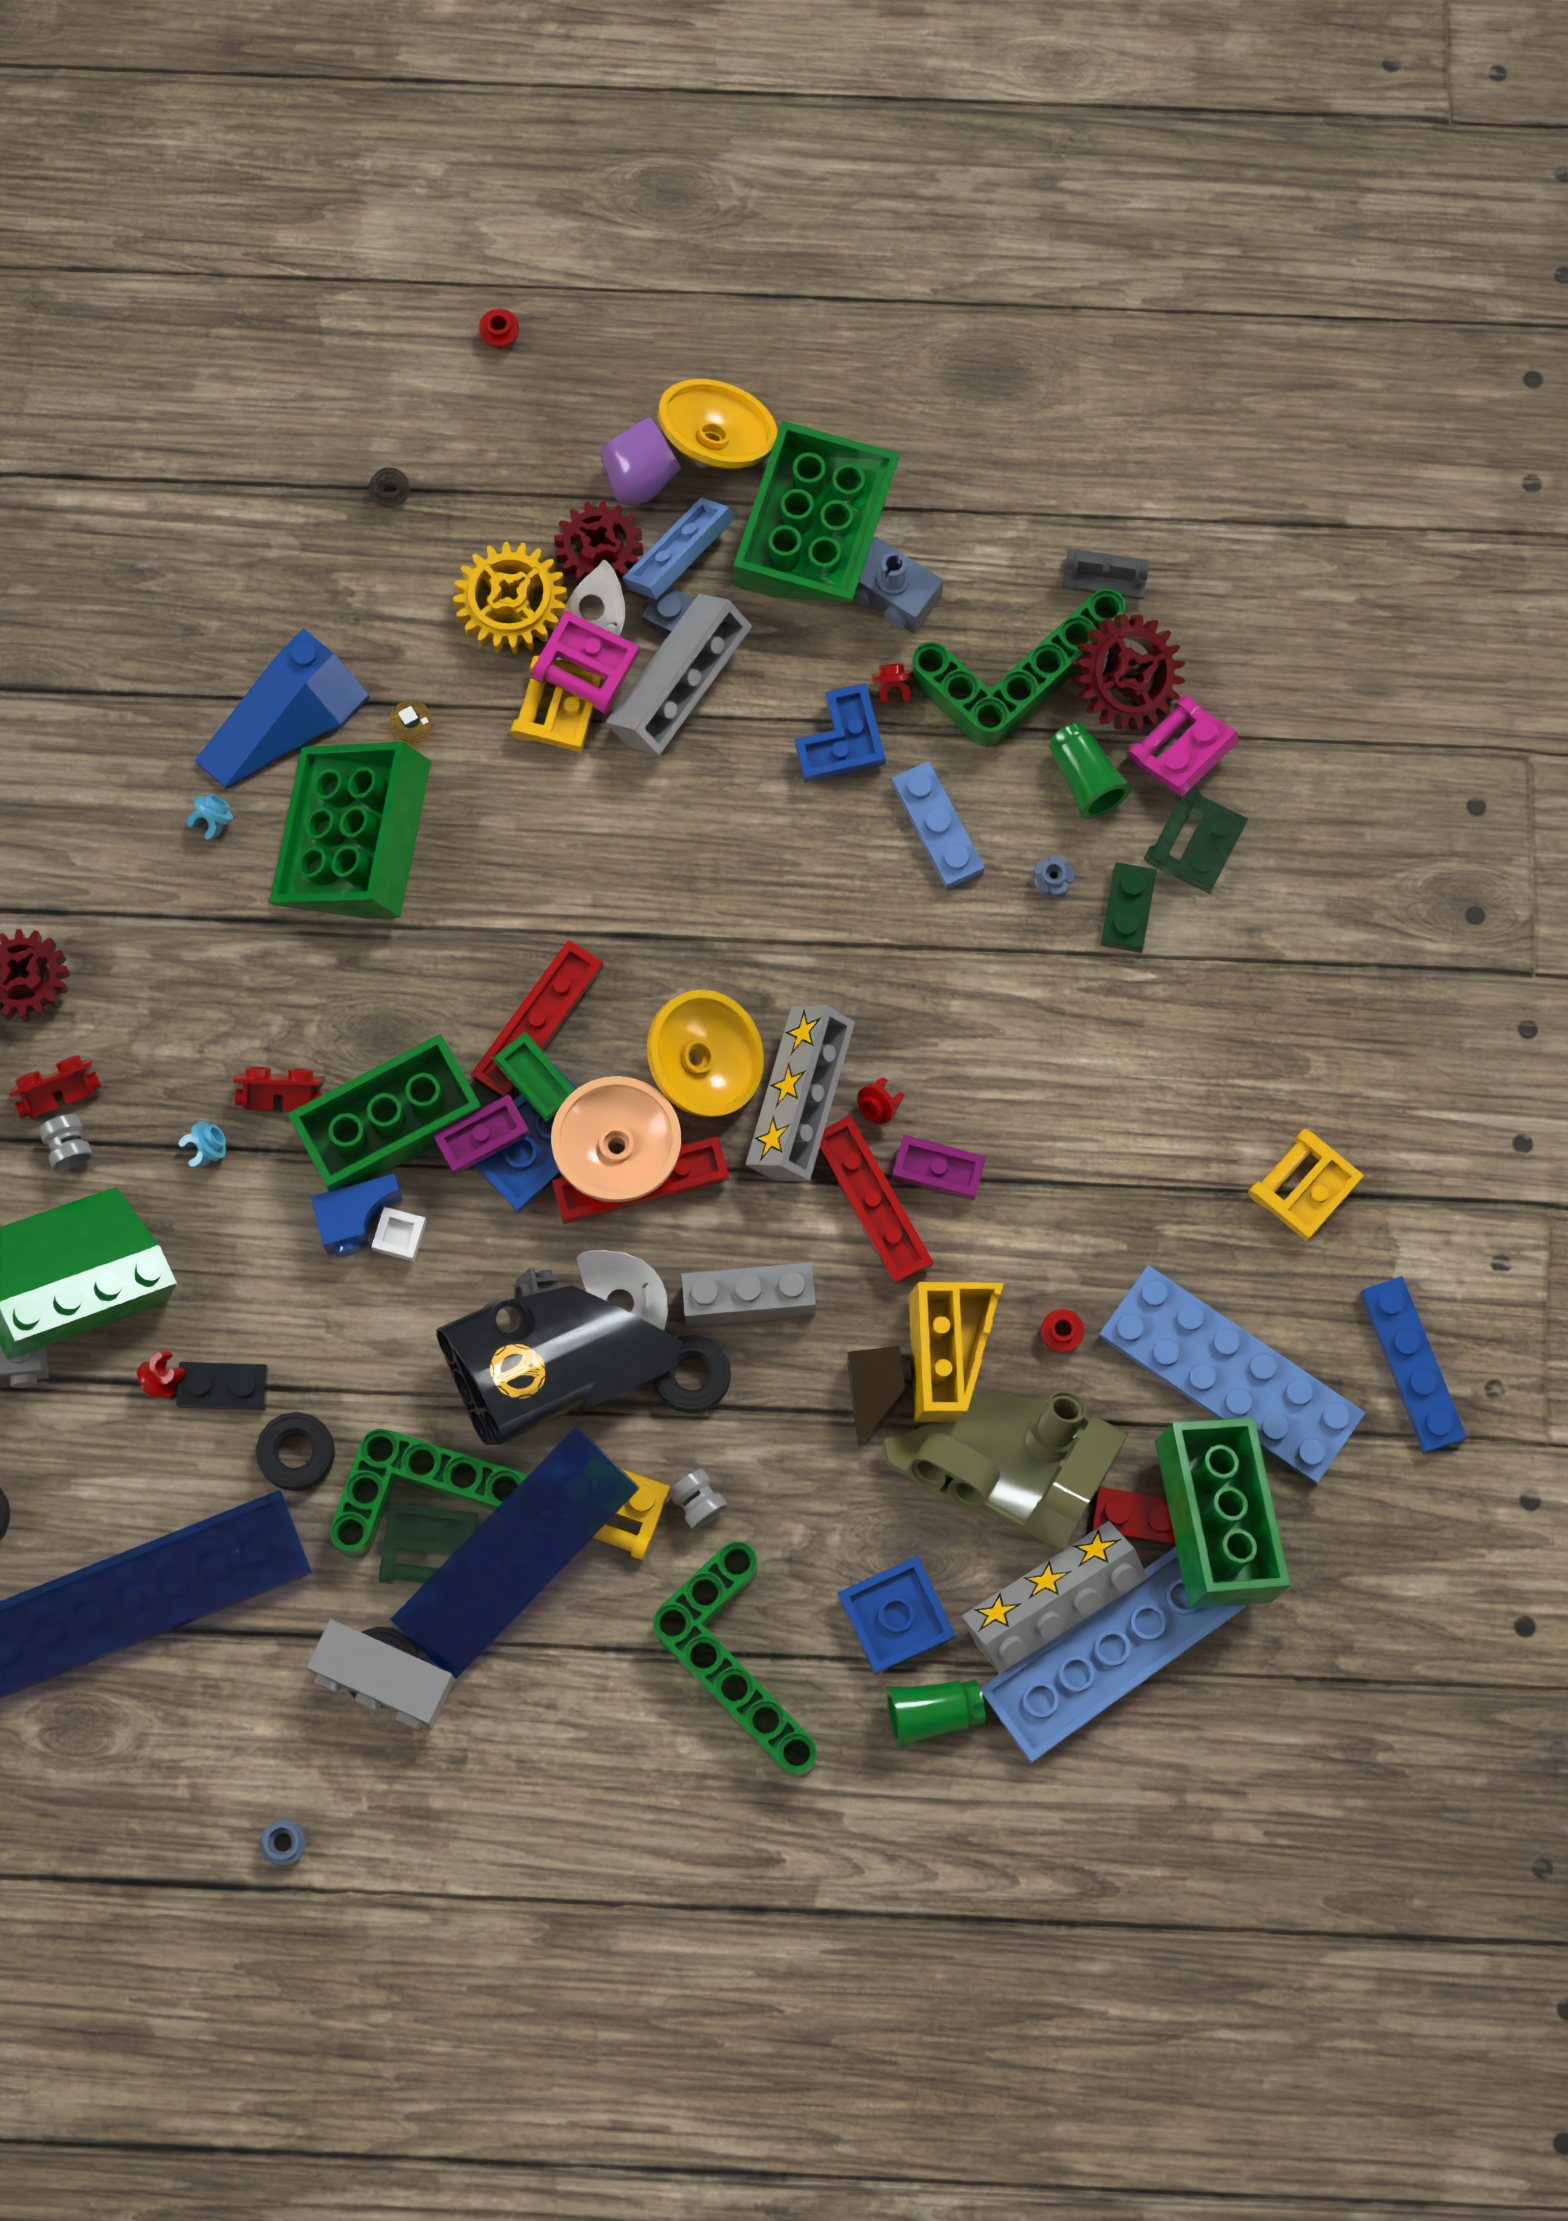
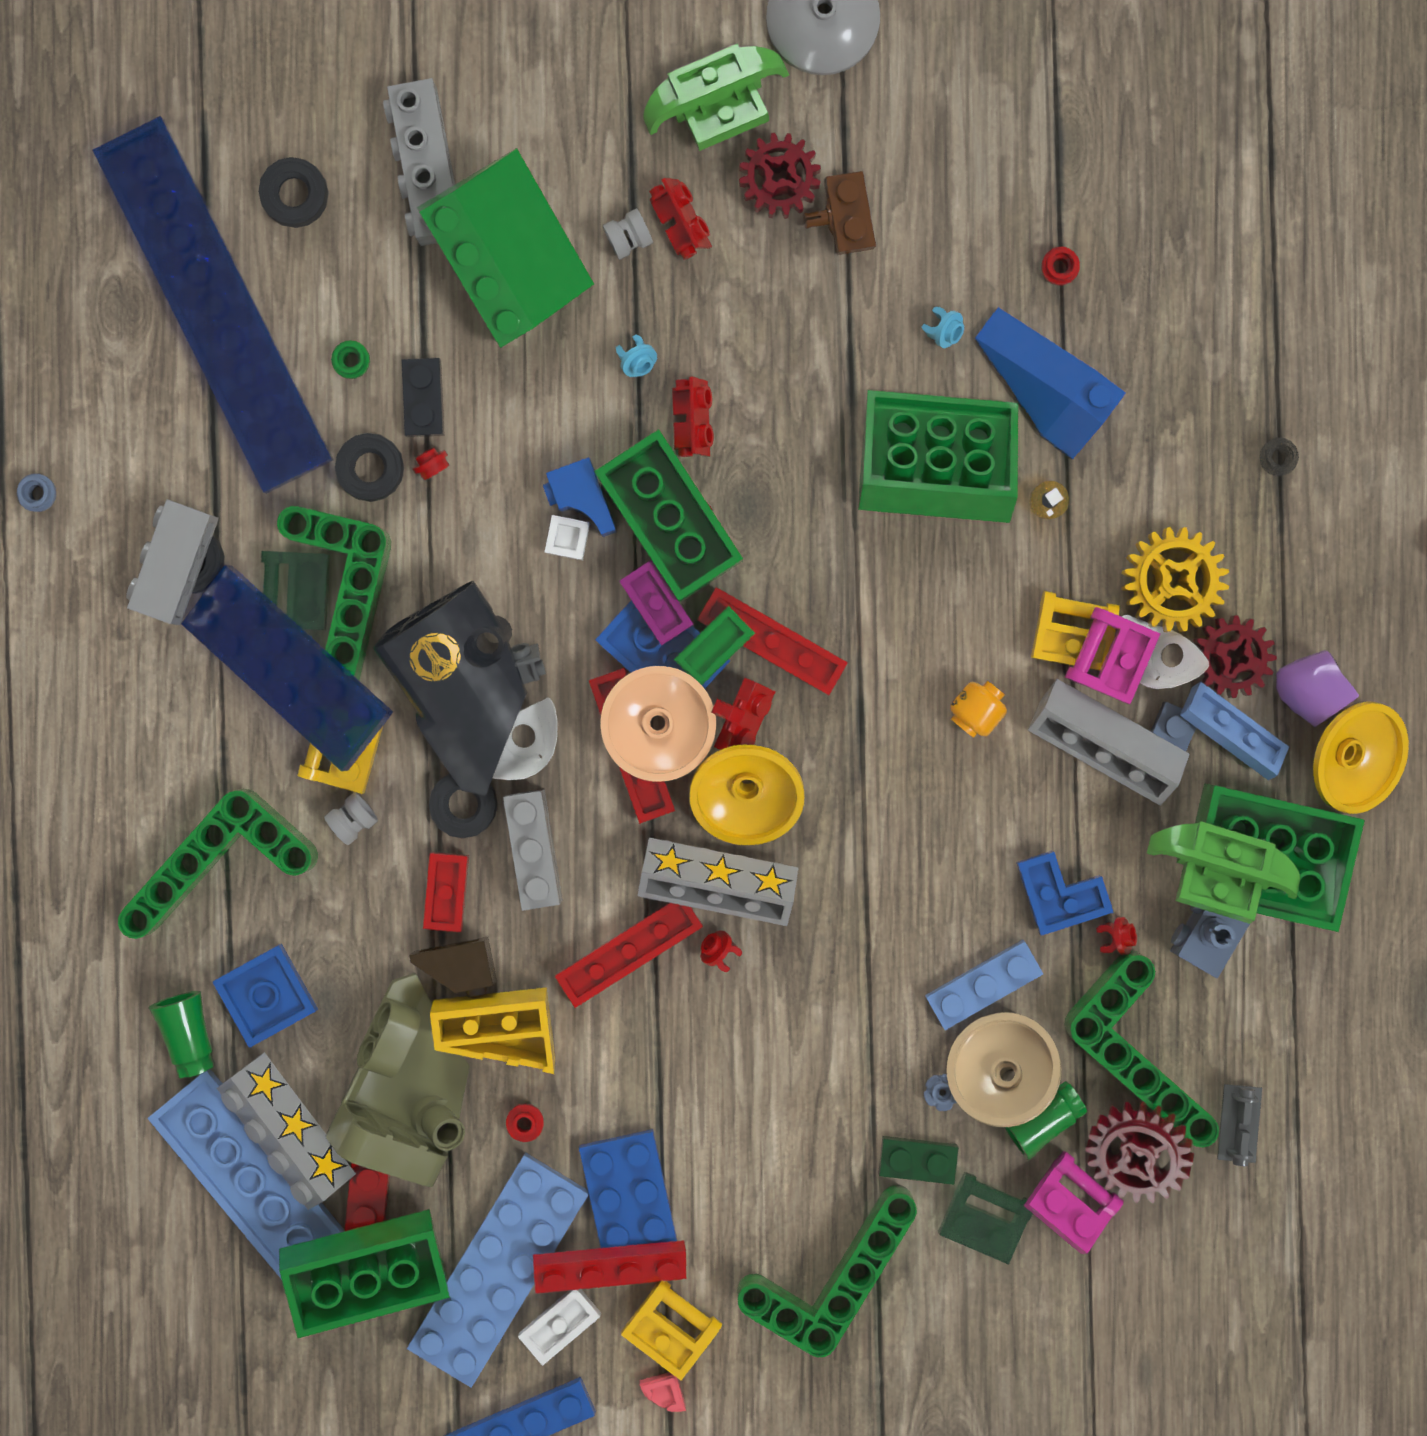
camera: 85 degrees right, 15 degrees up
(73, 911) = (845, 213): none -> reddish brown plate
(154, 1377) = (422, 340): red plate -> none
(156, 682) = (1060, 254): none -> red plate
(160, 1454) = (340, 354): none -> green plate
(298, 1379) = (430, 463): none -> red plate
(614, 1053) = (744, 716): none -> red hinge
(631, 807) = (978, 708): none -> light orange head
(790, 1399) = (446, 892): none -> red plate
(821, 558) = (1224, 868): none -> bright green plate
(938, 1167) = (662, 1006): magenta plate -> none
(1005, 799) = (989, 1050): none -> tan dish
(1150, 1223) = (628, 1190): none -> blue plate
(1230, 1244) = (609, 1266): none -> red plate
(1257, 996) = (839, 1284): none -> green beam
(1296, 1307) = (559, 1325): none -> white plate
(1378, 1199) = (664, 1391): none -> coral tile

